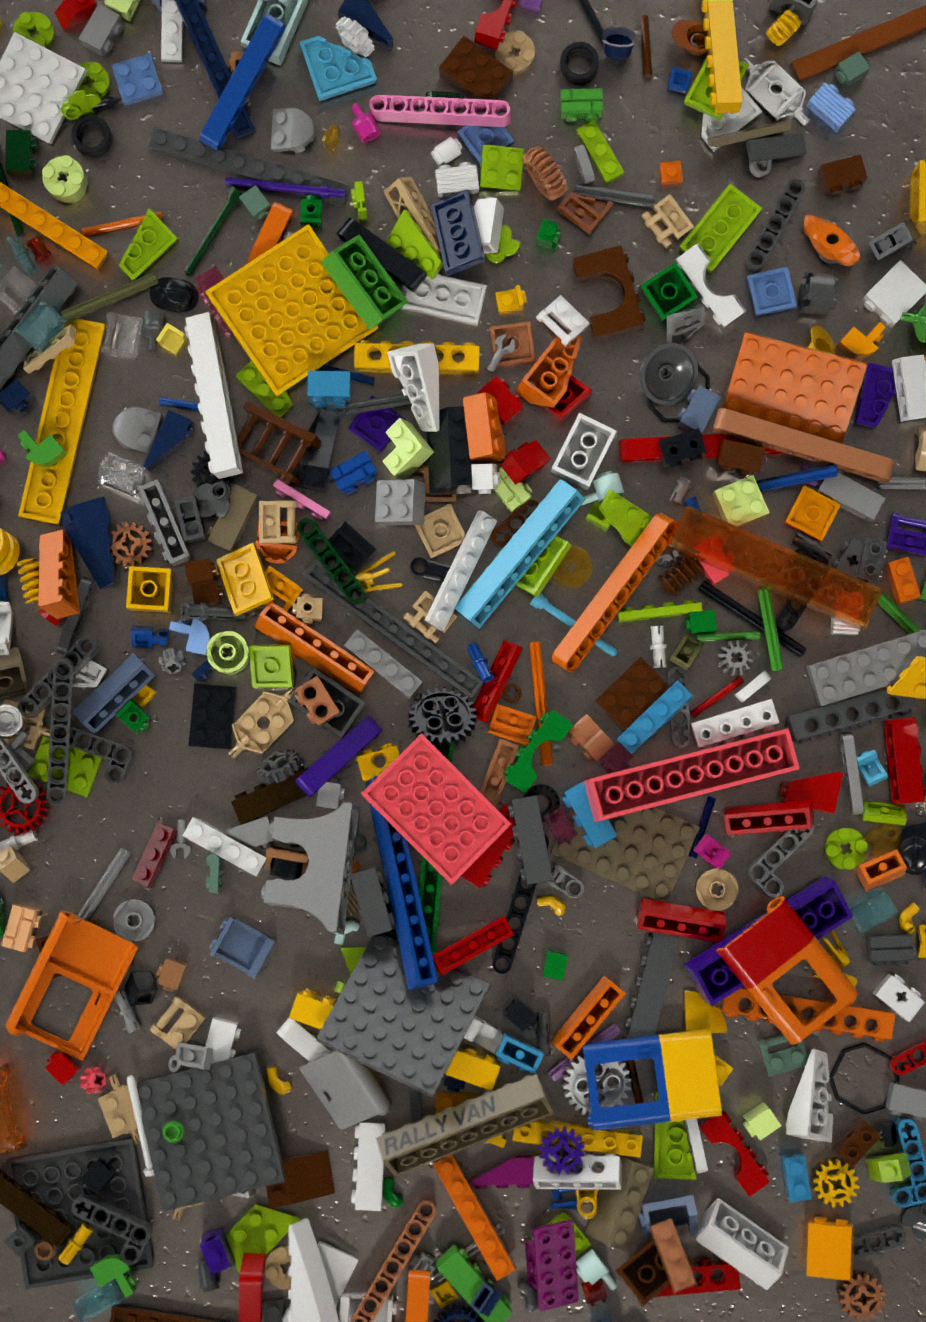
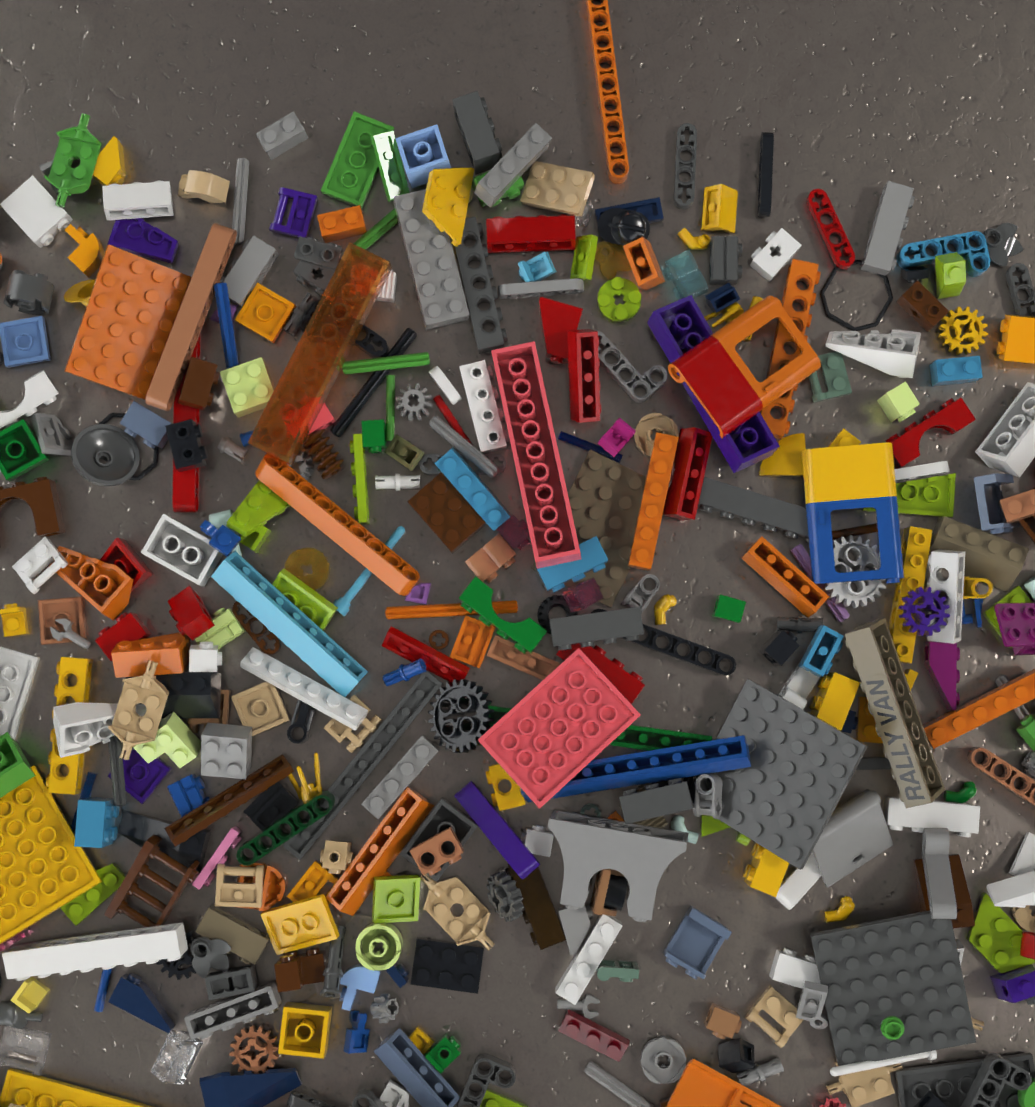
camera: 85 degrees left, 0 degrees up
(136, 428) = (127, 1038): light grey slope -> none
(317, 1171) = (938, 873): none -> light grey beam
(355, 508) = (228, 800): none -> reddish brown plate
(378, 950) = (708, 798): none -> light grey piece
(422, 410) = (130, 726): none -> tan plate
(472, 945) = (705, 696): red fence -> none
(554, 672) = (419, 593): none -> medium lavender tile
(595, 486) = (222, 540): none -> blue plate
(653, 888) = (653, 501): none -> orange brick
(695, 707) = (464, 446): none -> light grey axle
(853, 947) = (722, 297): none -> dark blue piece

